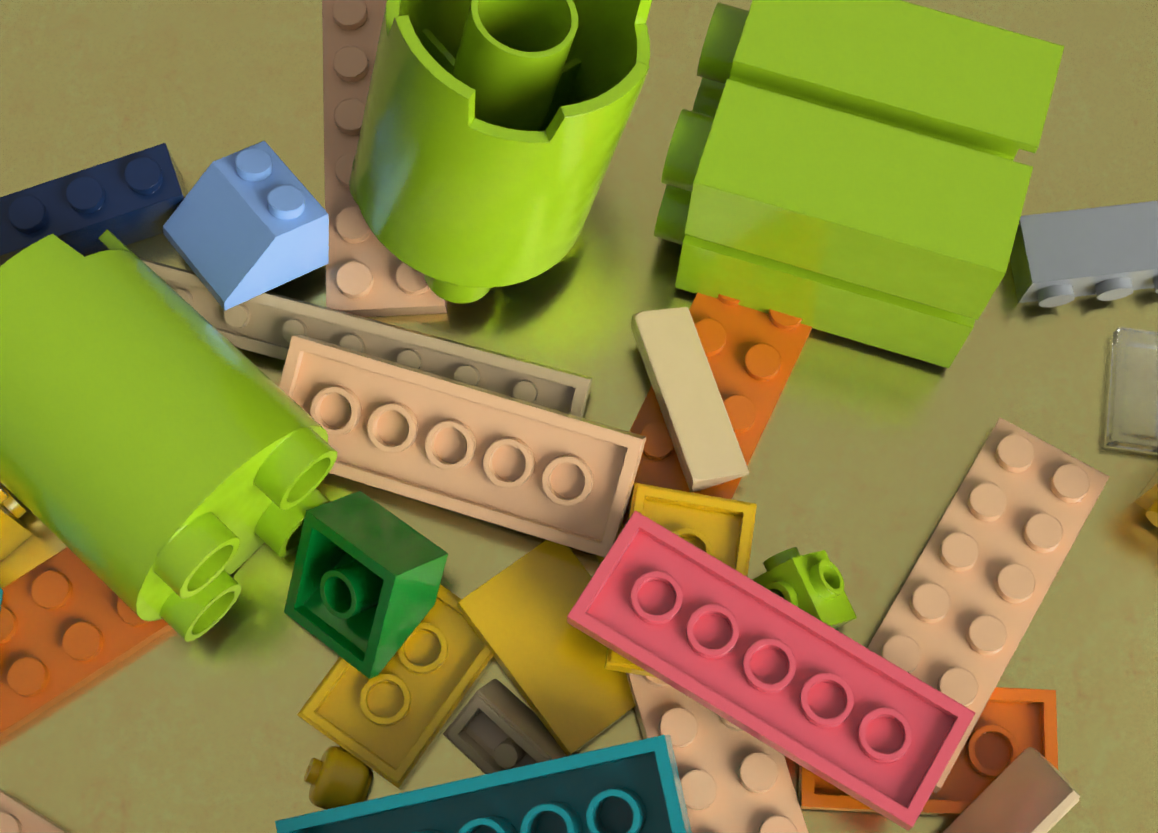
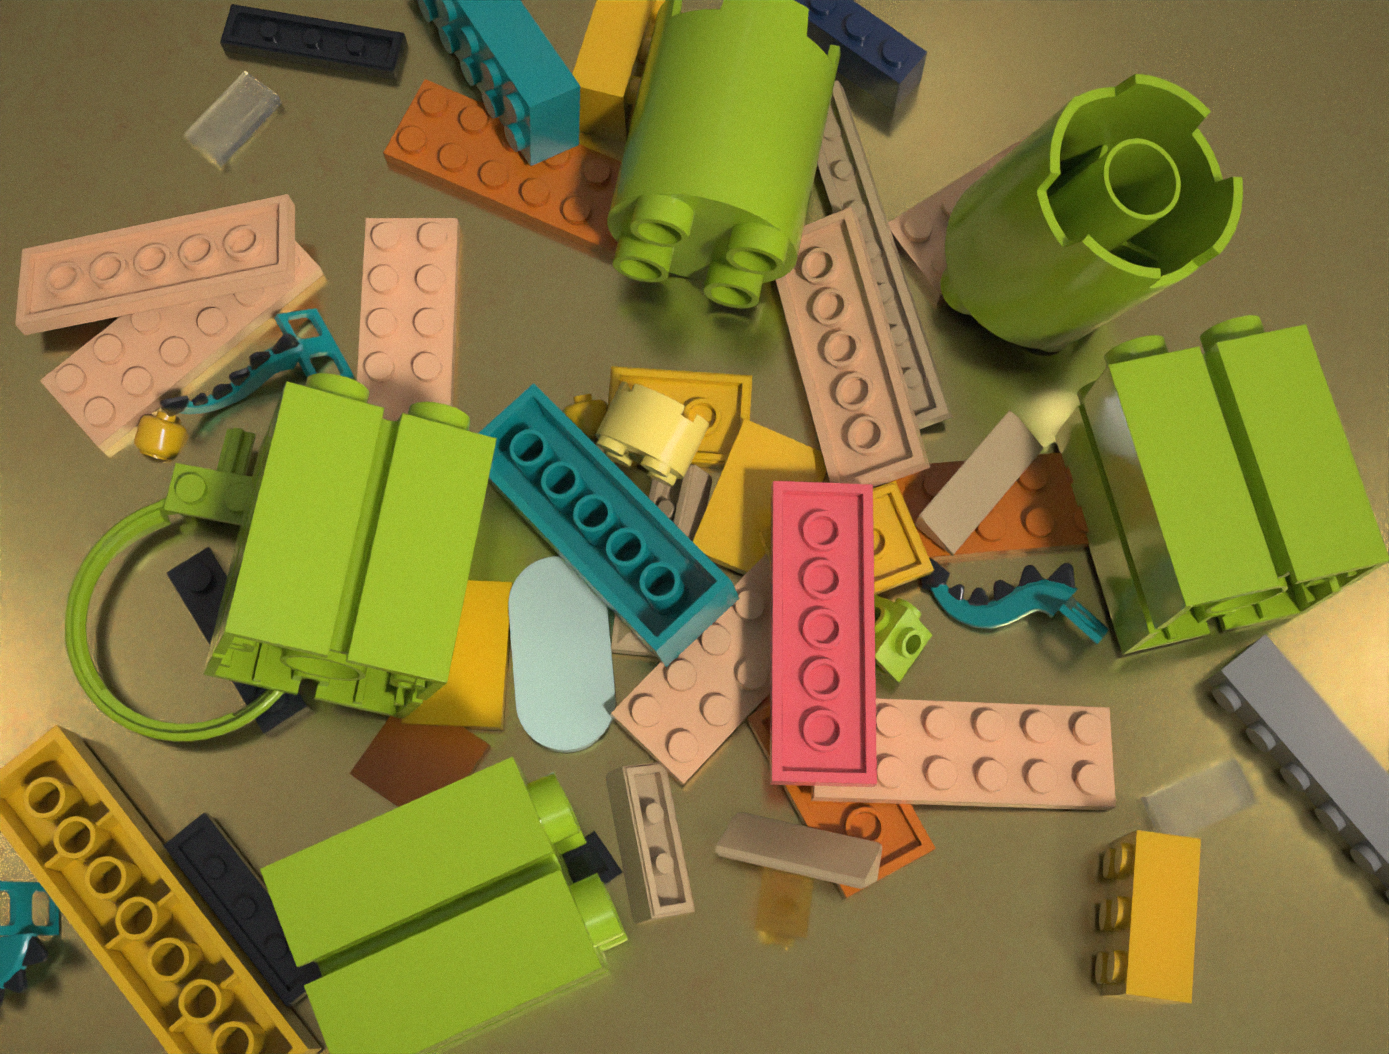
camera: 60 degrees right, 0 degrees up
(249, 226) = (907, 138): light blue slope -> none
(362, 580) = (721, 349): green slope -> none
(418, 719) = (650, 431): none -> light yellow brick
(837, 441) = (1013, 602): none -> teal piece

